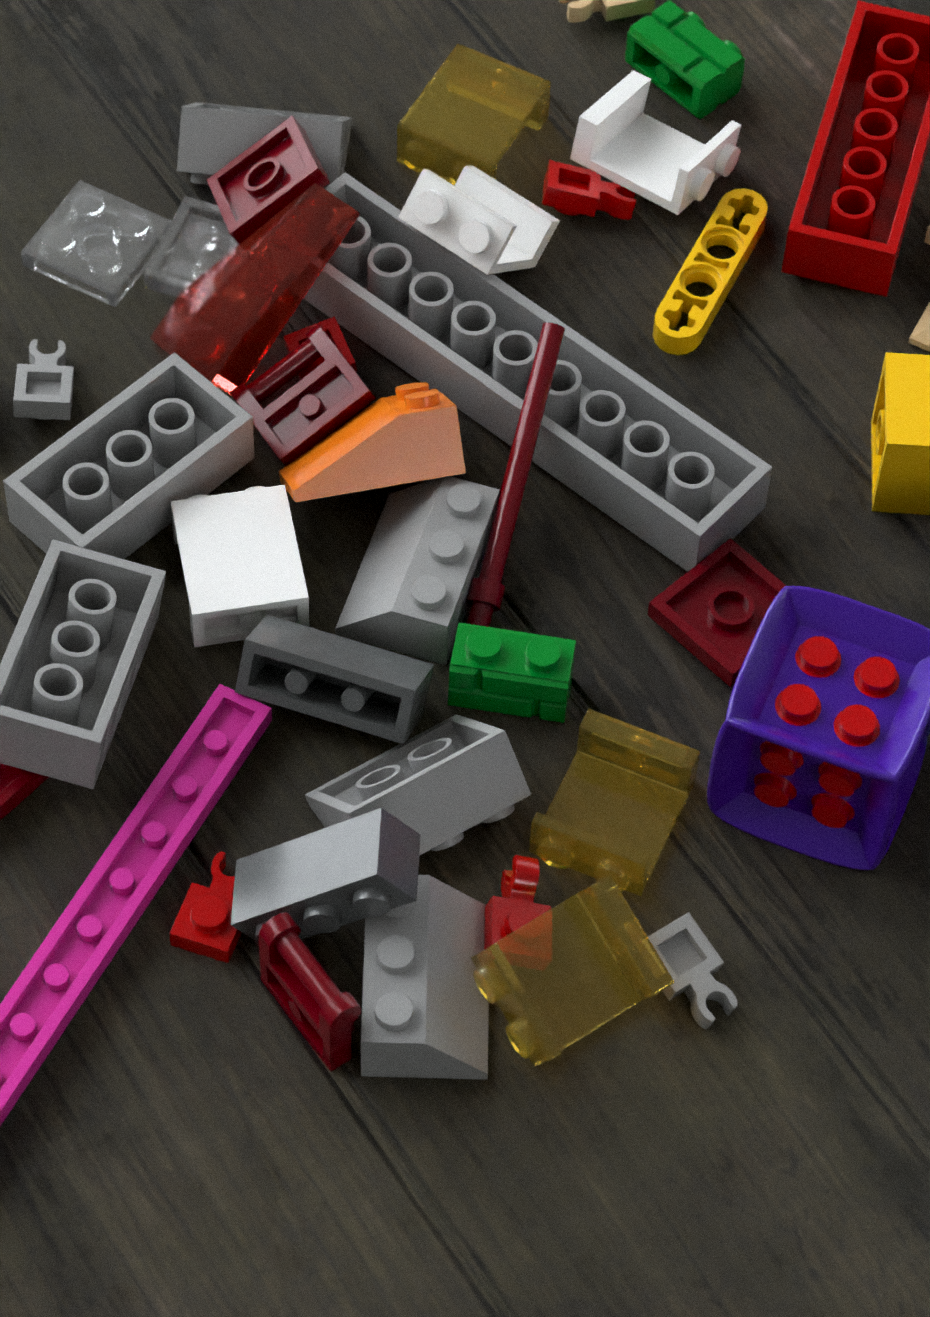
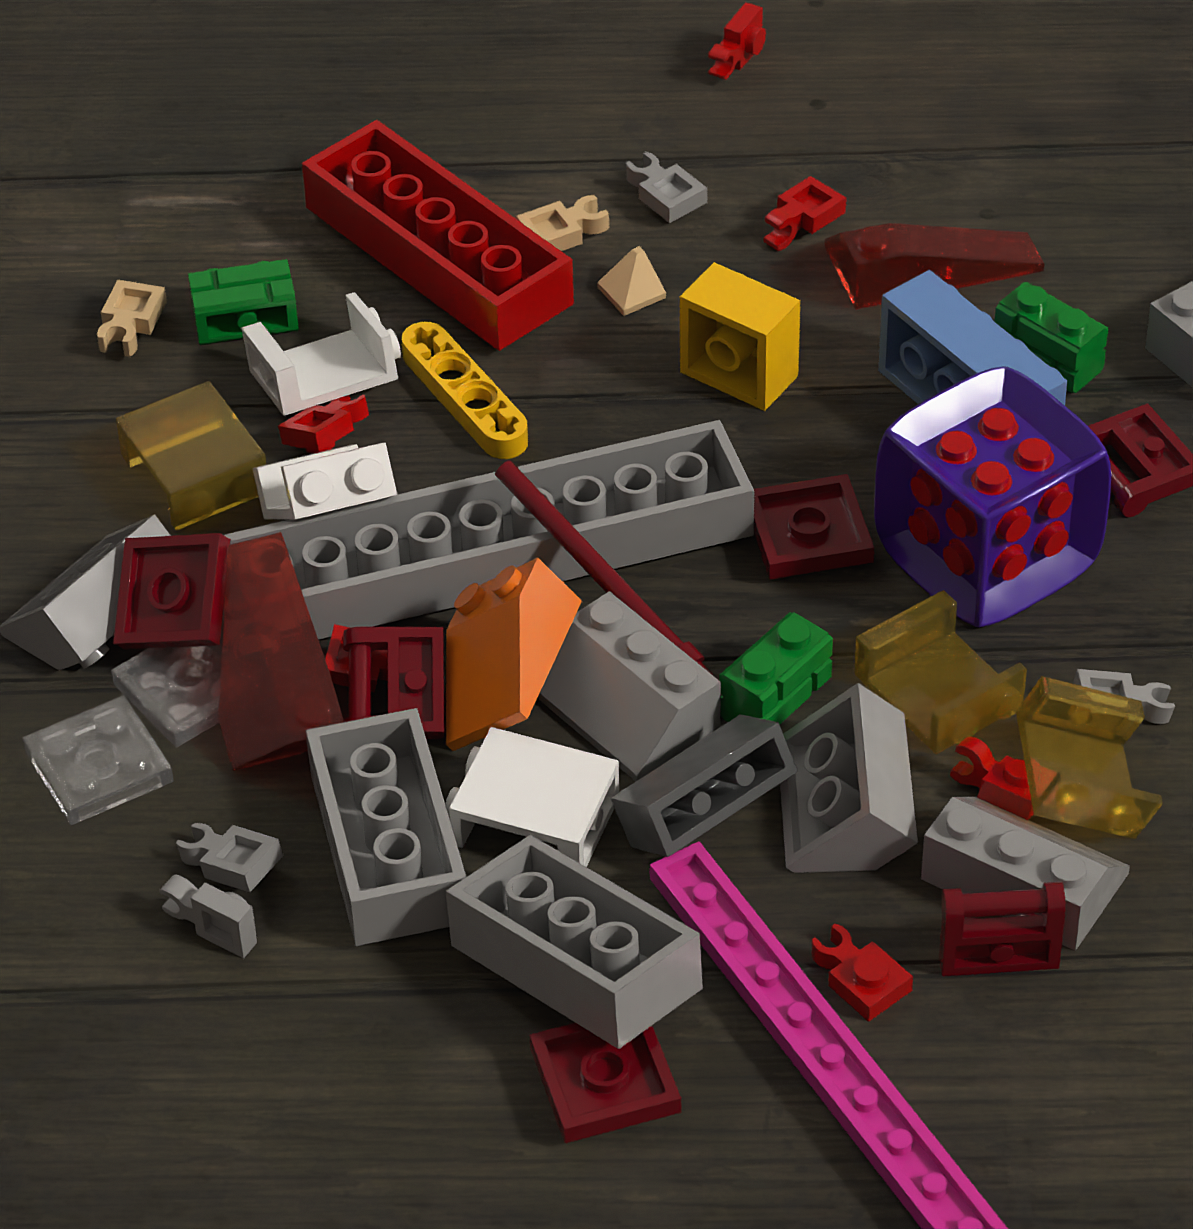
camera: 55 degrees left, 10 degrees down
(329, 876) = (917, 859): brick -> none

